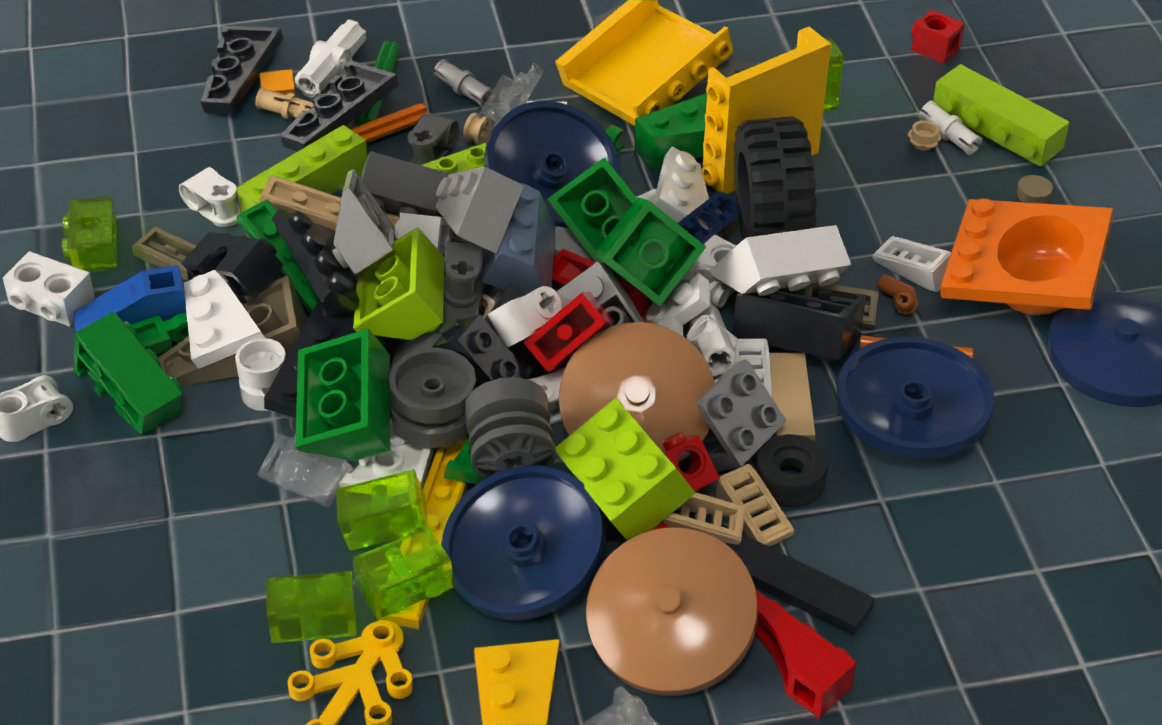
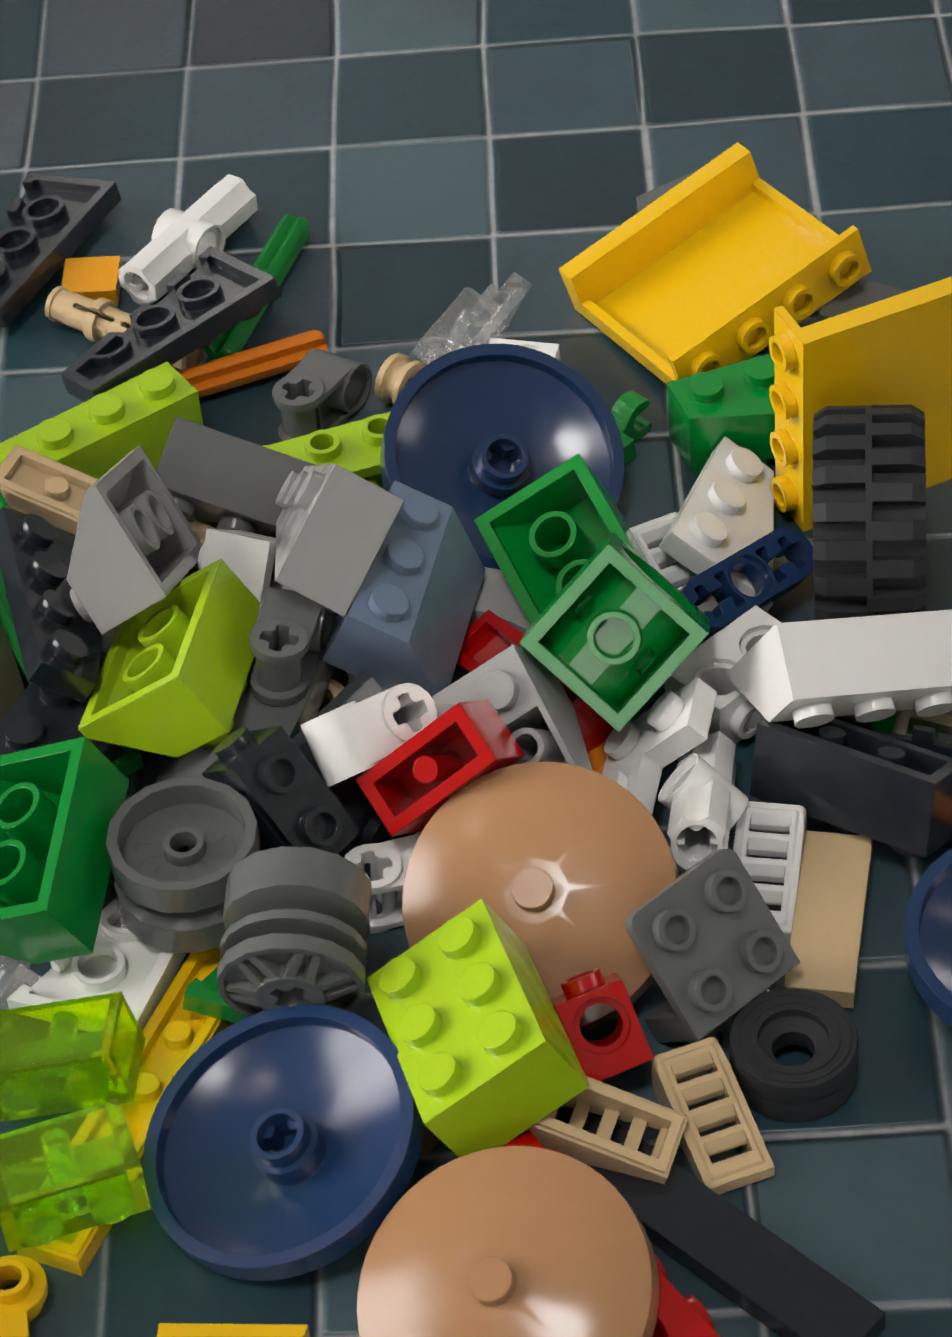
camera: 15 degrees right, 0 degrees up
(462, 82) = (398, 294): light grey pin -> none

